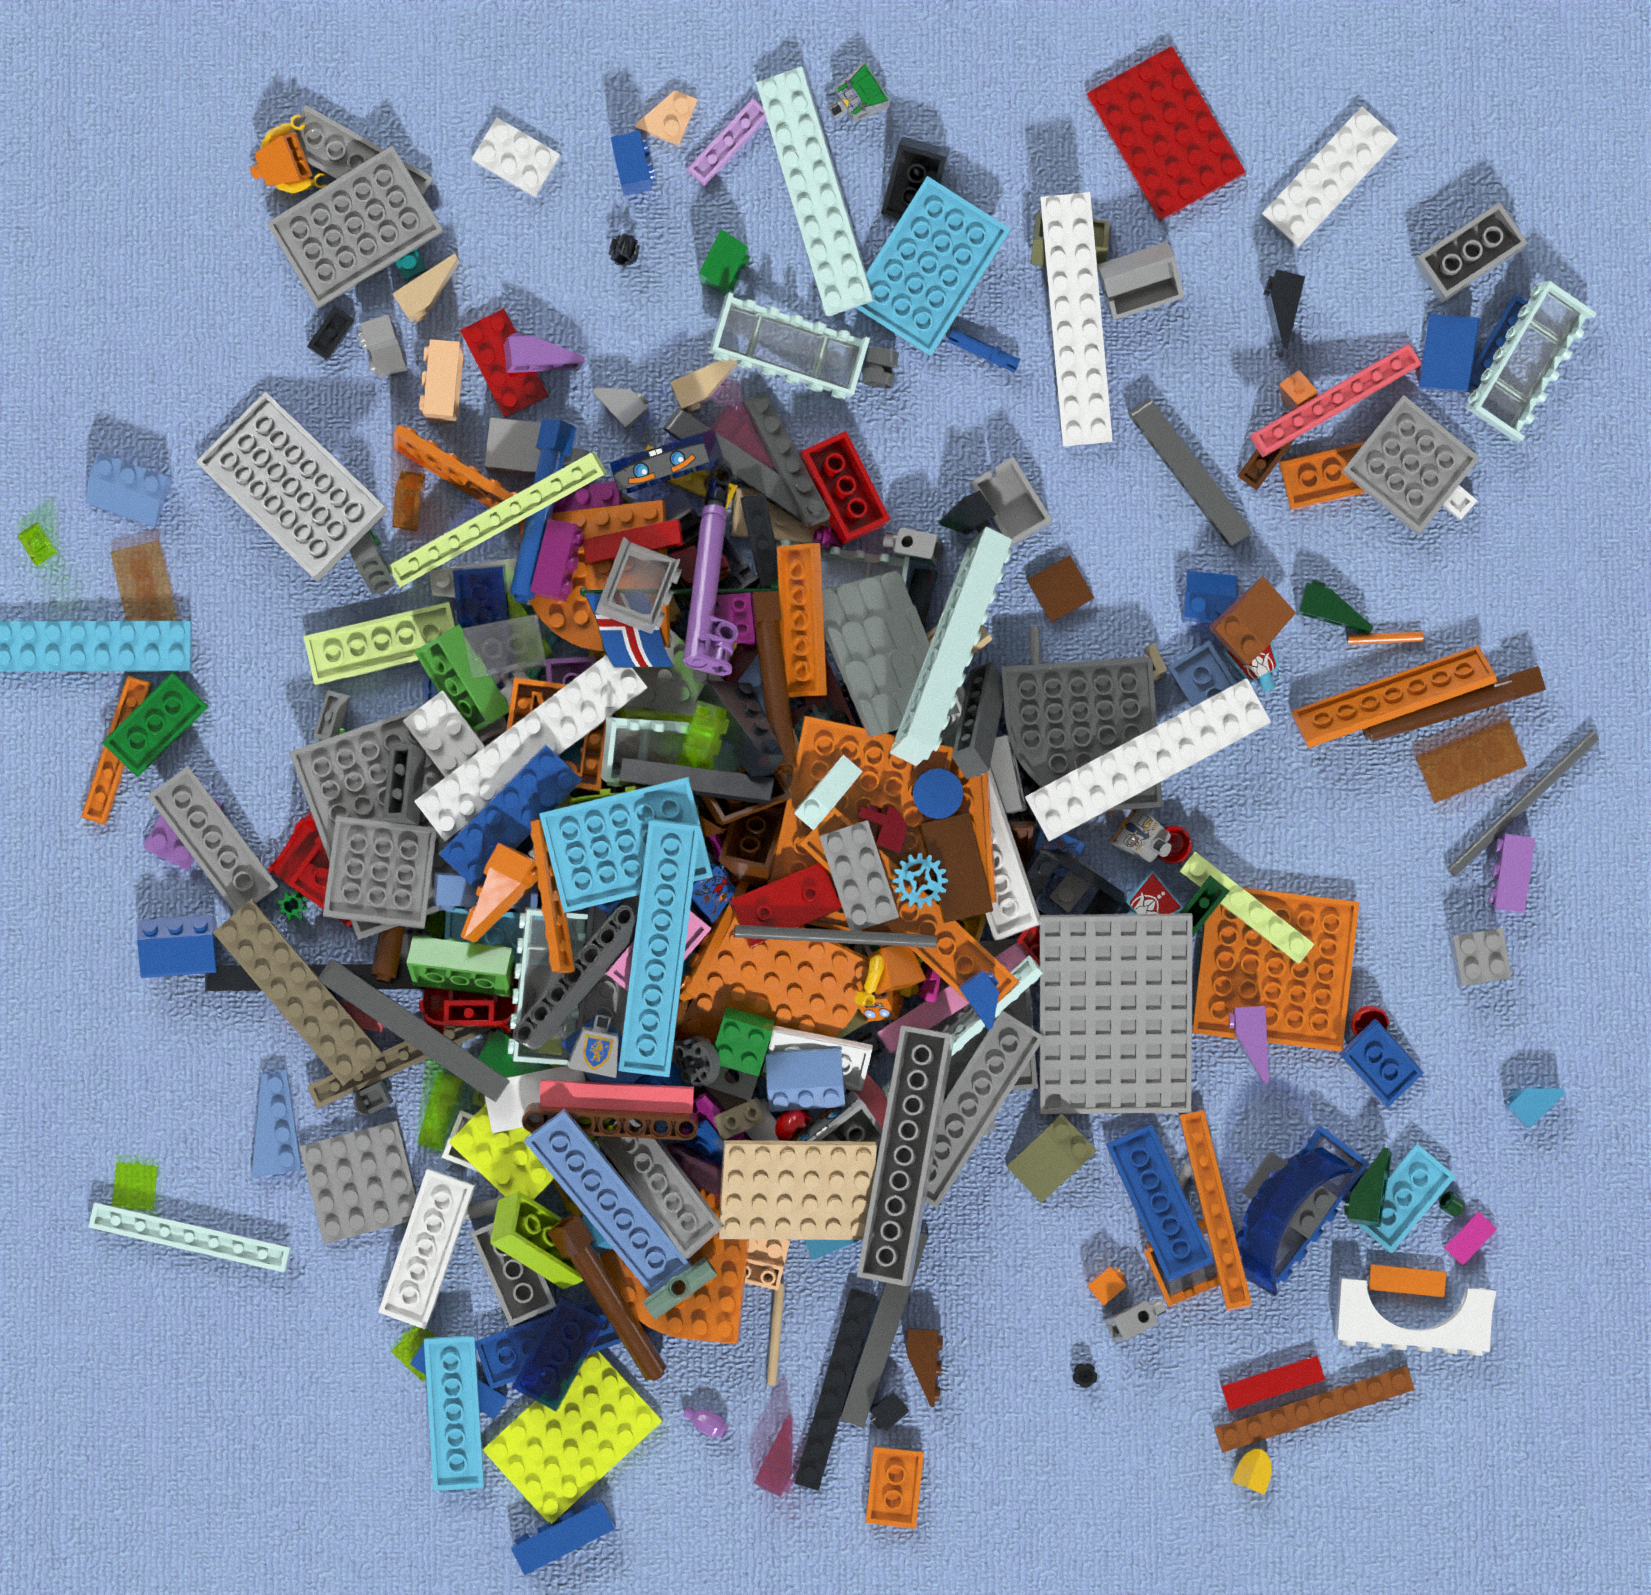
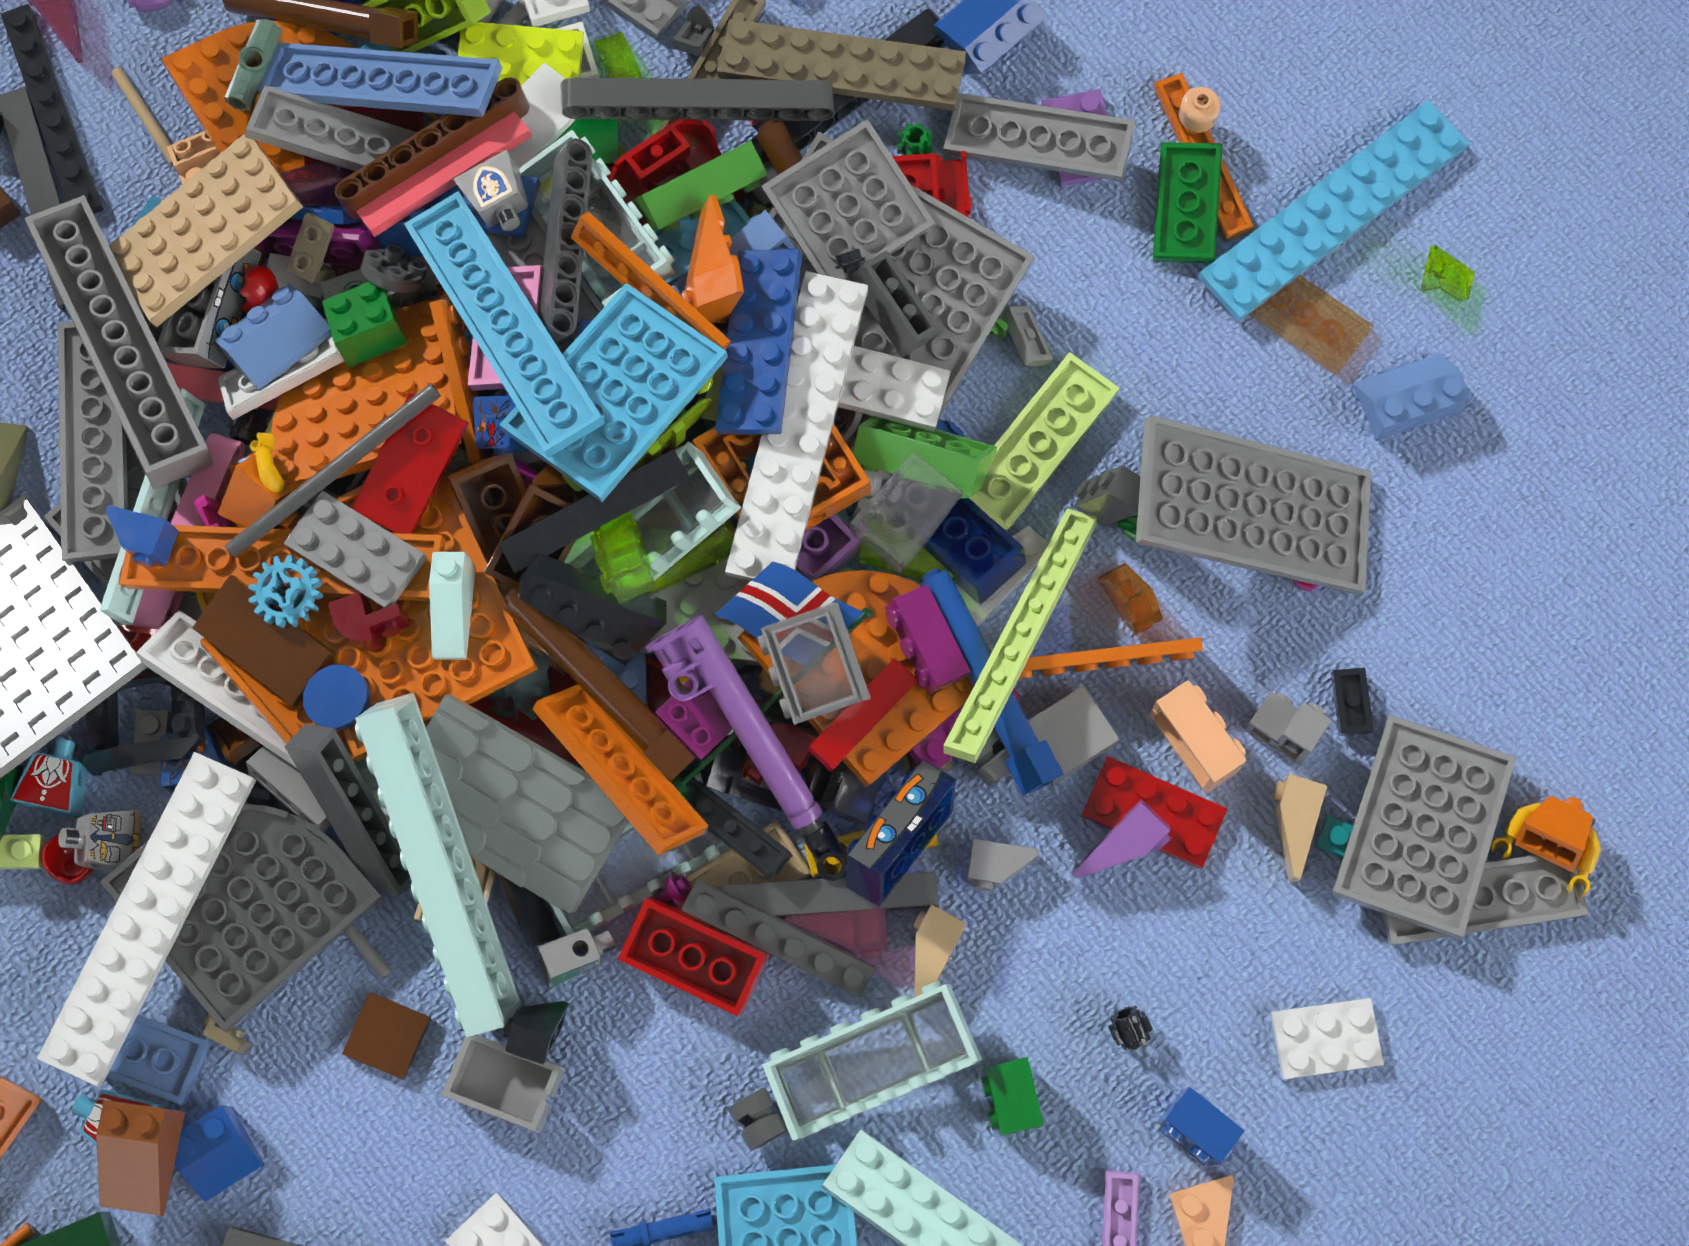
camera: 140 degrees right, 10 degrees down
(92, 768) = (1199, 109): none -> light nougat head
(410, 832) = (849, 261): none -> black plate

